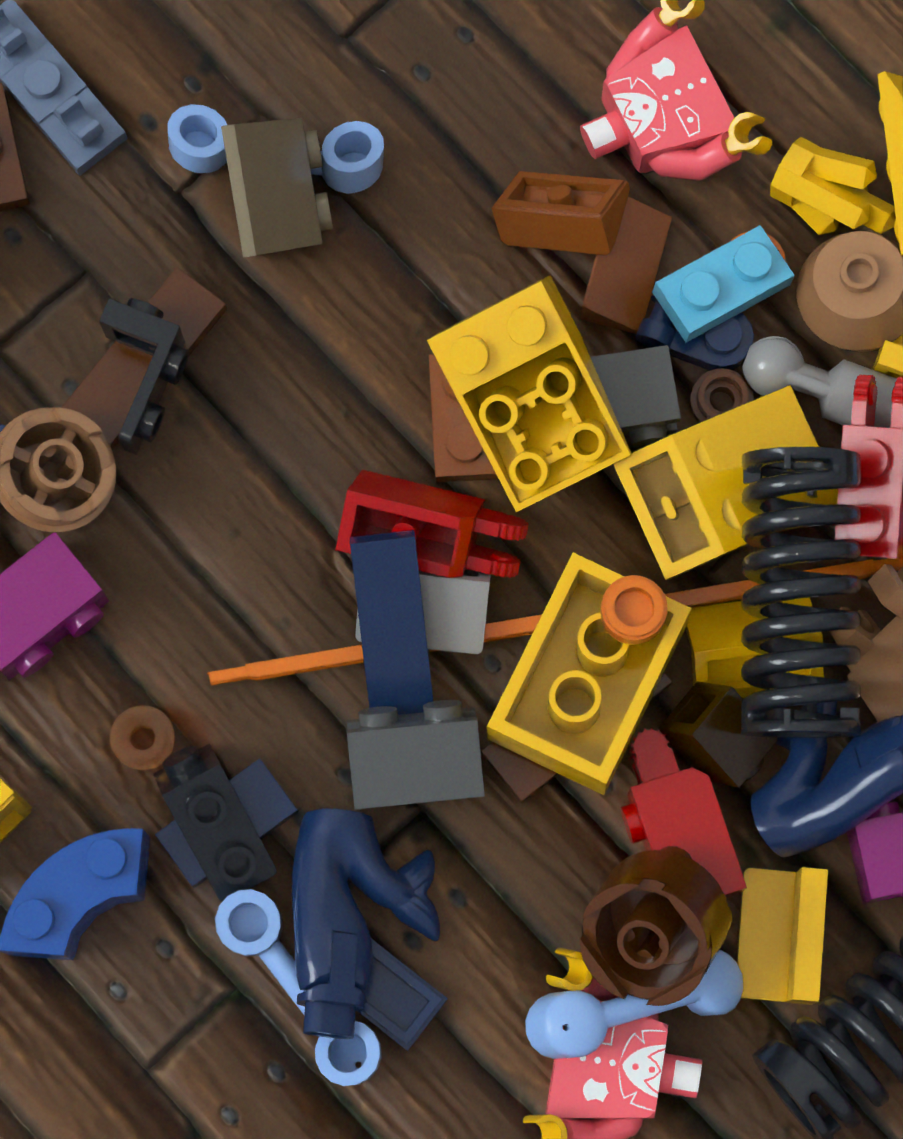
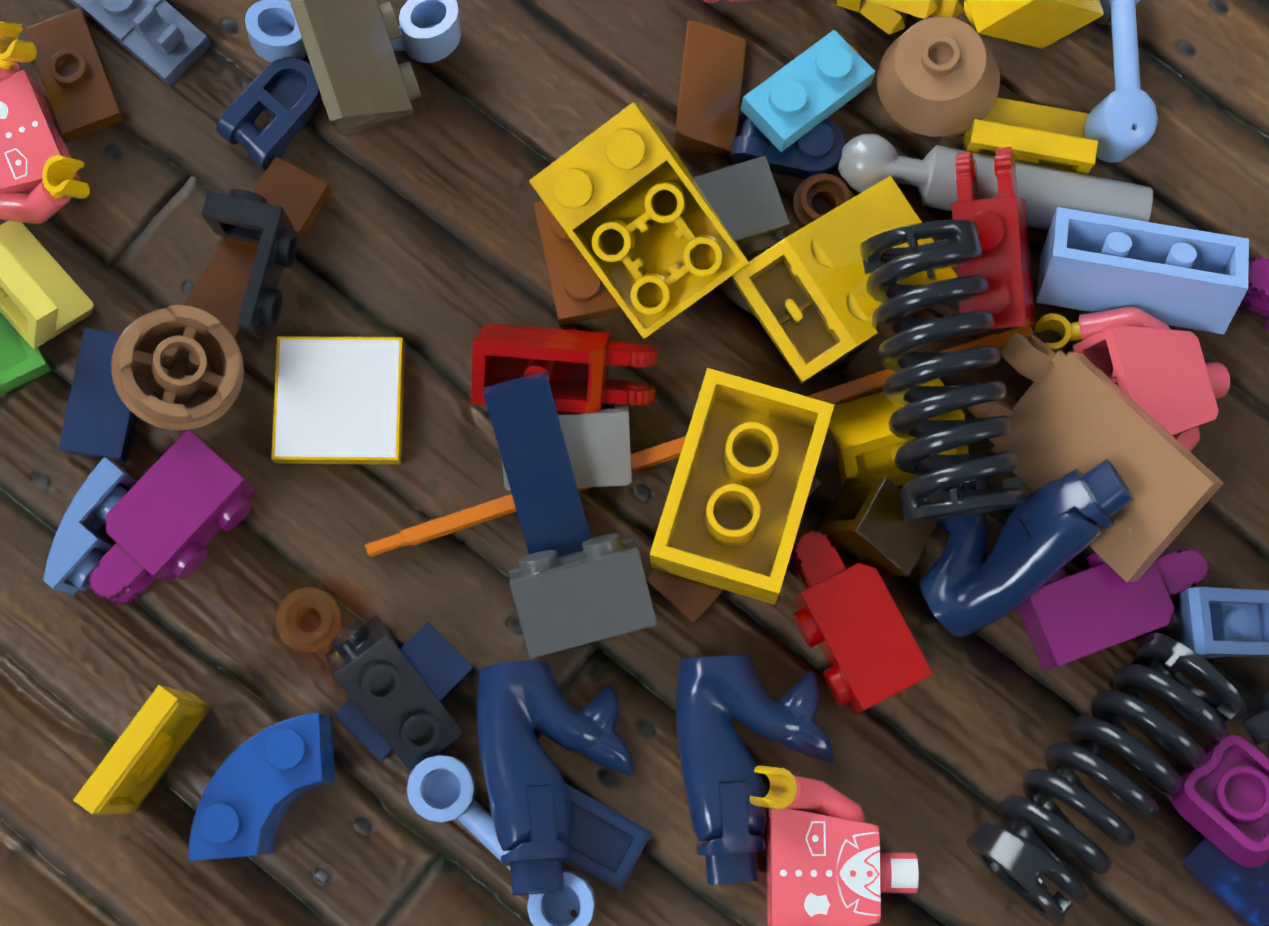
camera: 10 degrees left, 0 degrees up
(197, 202) = (286, 93): none -> dark blue plate
(203, 524) = (338, 400): none -> white tile
(520, 935) = (718, 765): none -> dark blue piece
(561, 212) = (640, 48): dark orange slope -> none
(588, 1019) = (907, 776): light blue piece -> none
(633, 609) = (778, 414): orange tile -> none
(655, 926) = (852, 731): reddish brown brick -> none
(782, 934) = (973, 715): yellow panel -> none

